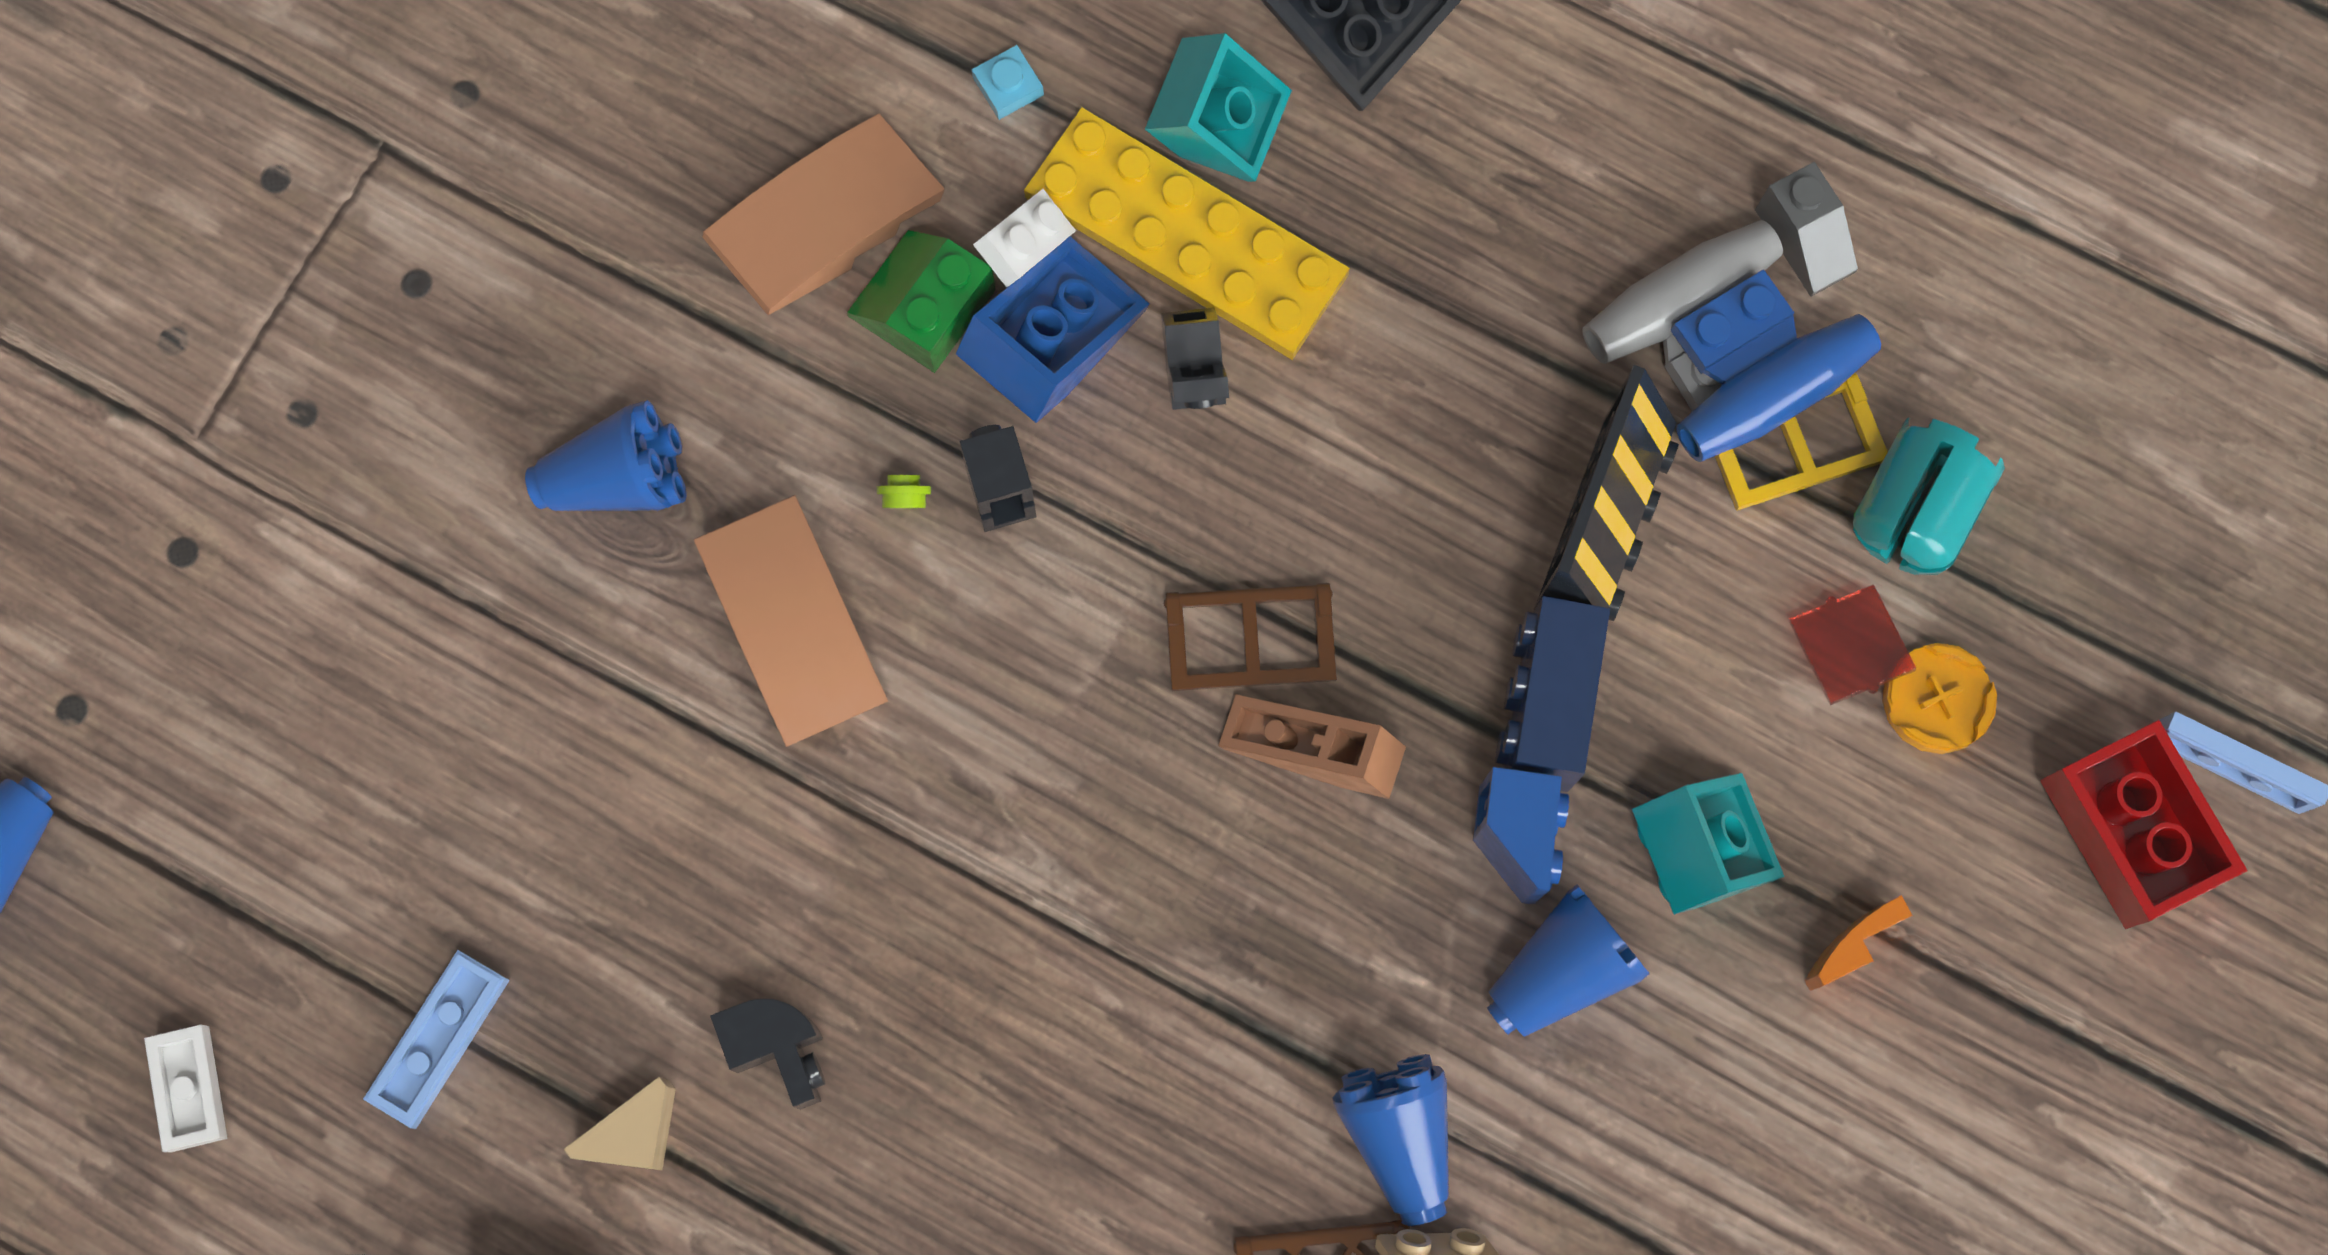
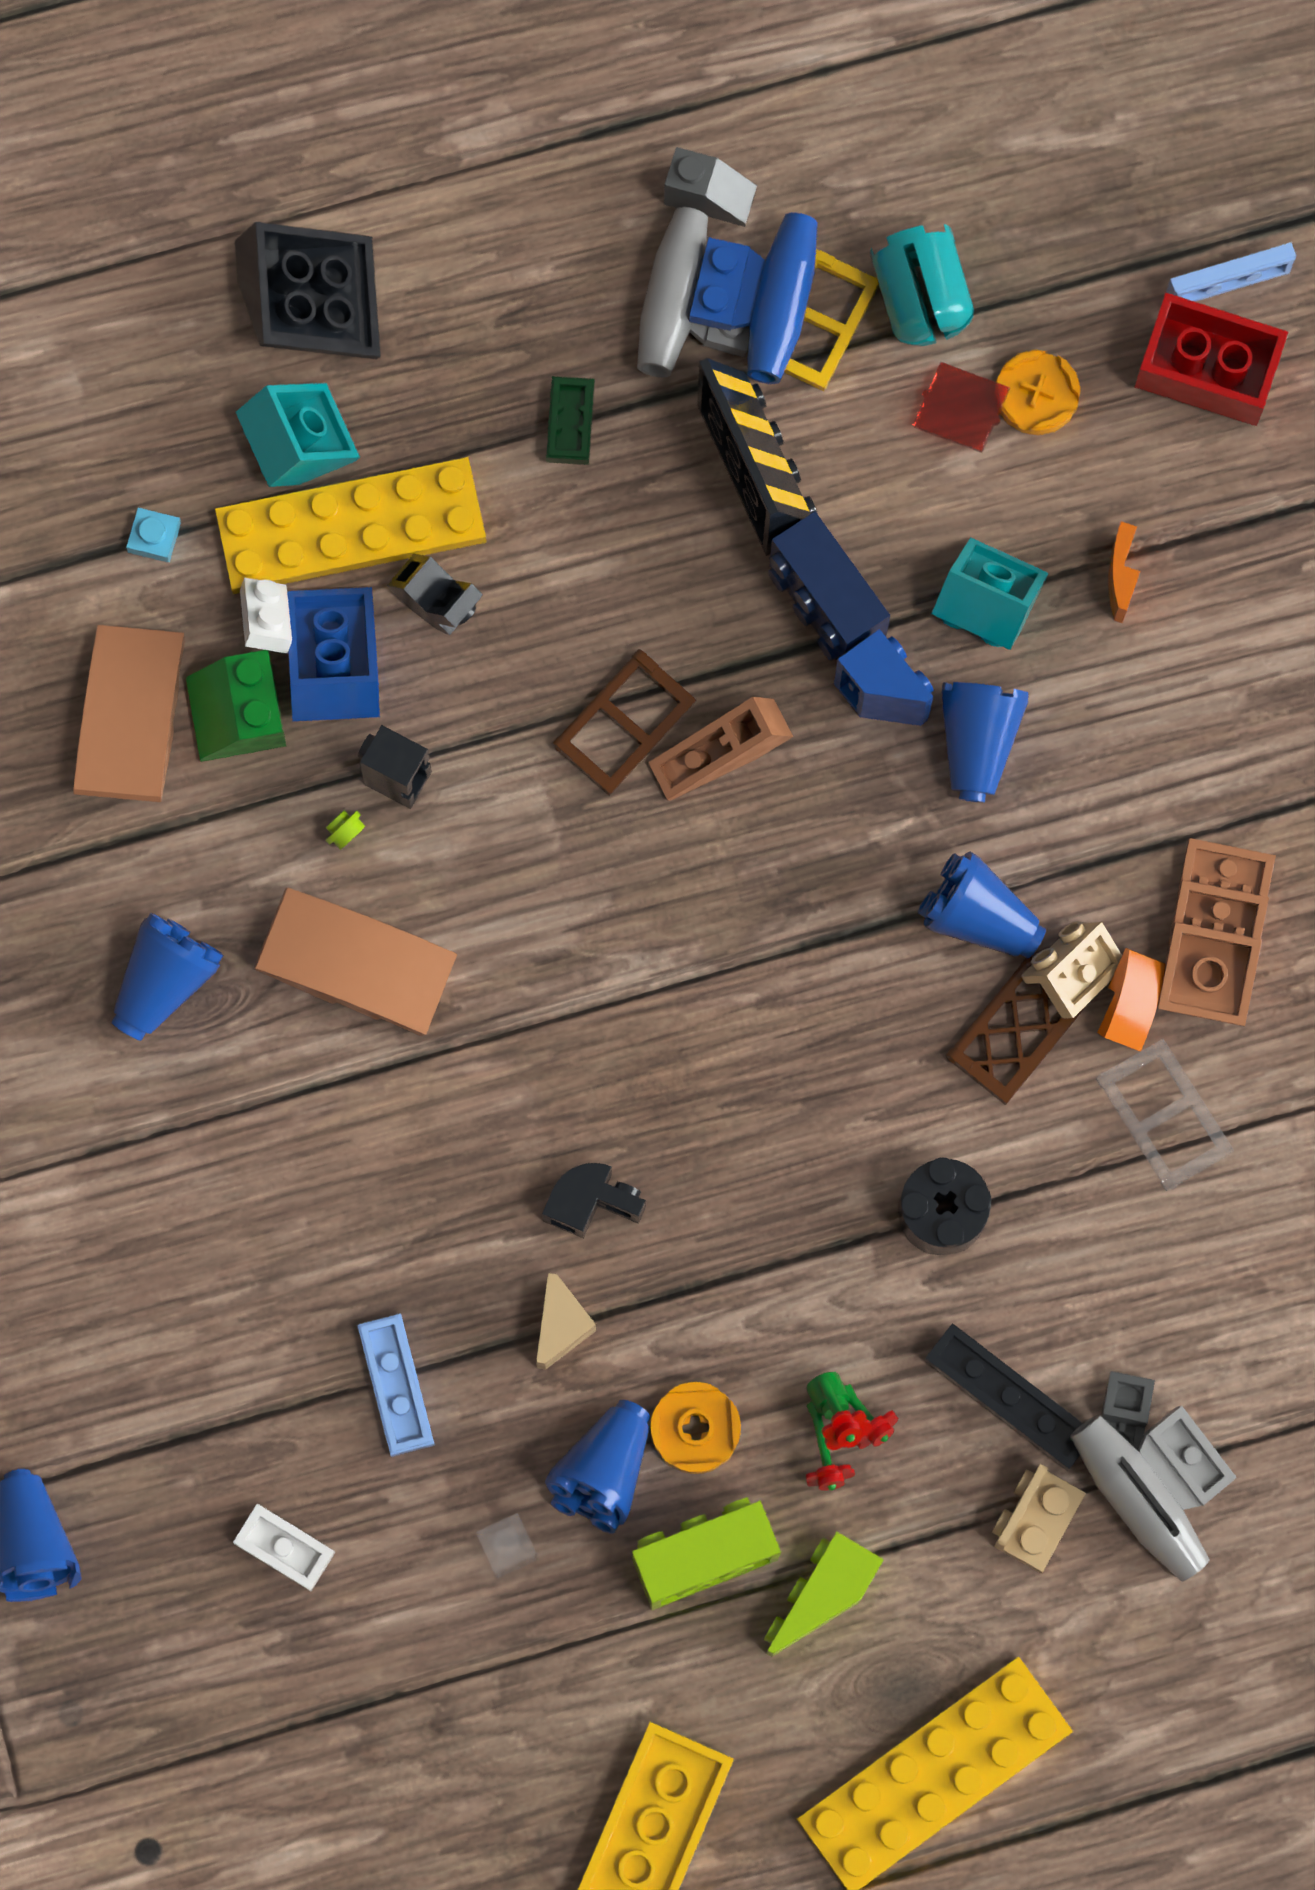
camera: 45 degrees left, 0 degrees up
(1474, 321) = (570, 420): none -> dark green plate

